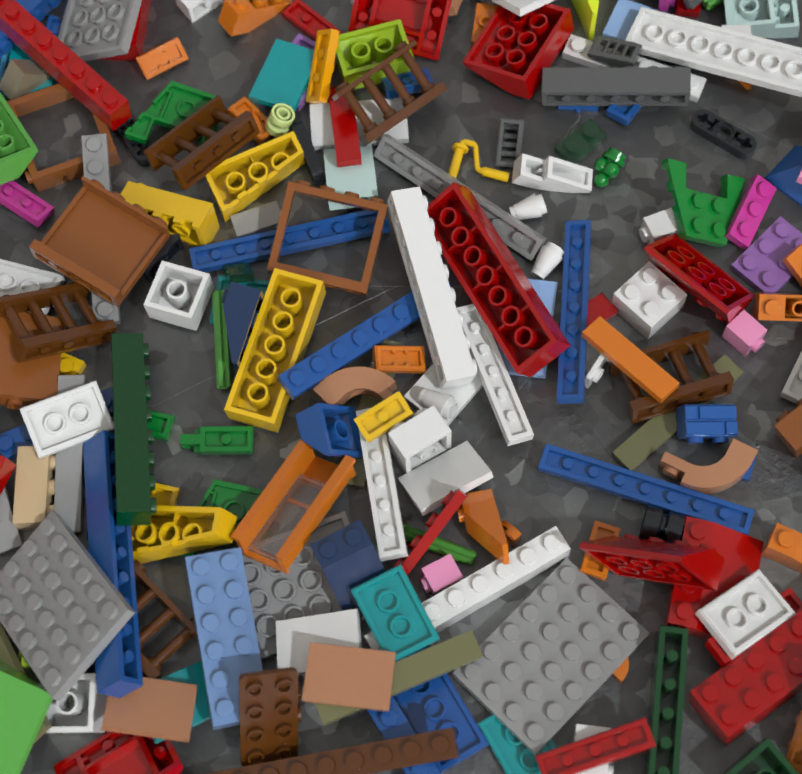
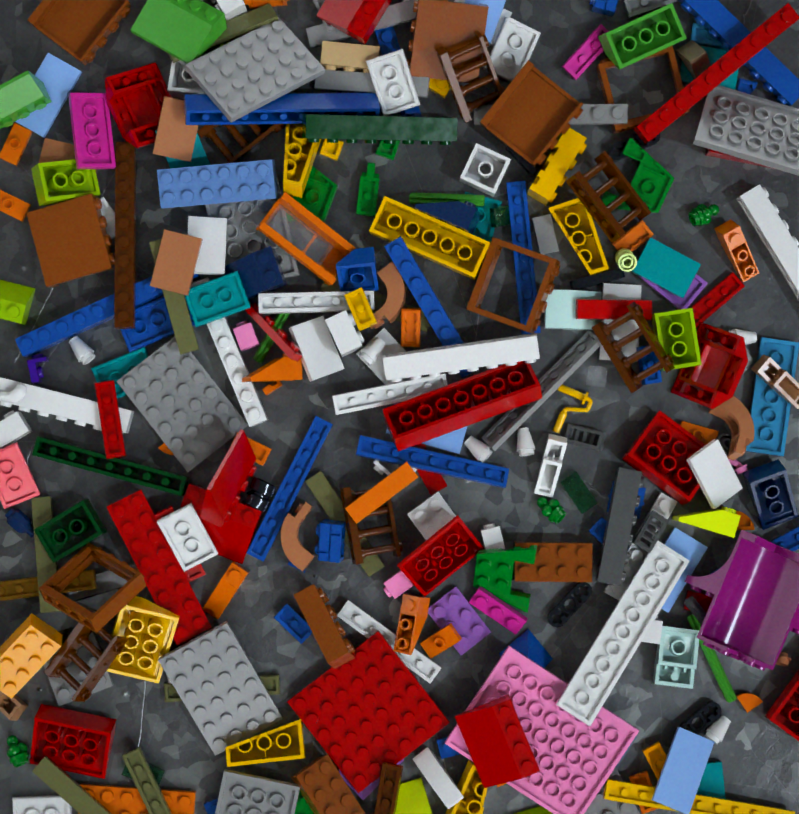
camera: 85 degrees right, 20 degrees up
(161, 58) = (701, 171): orange plate -> none
(215, 51) = (702, 214): none -> green piece
(269, 715) = (160, 207): reddish brown bracket -> none
(322, 66) = (666, 297): light orange plate -> none
(430, 139) = (596, 376): none -> clear plate
(673, 135) = (556, 562): none -> dark orange brick

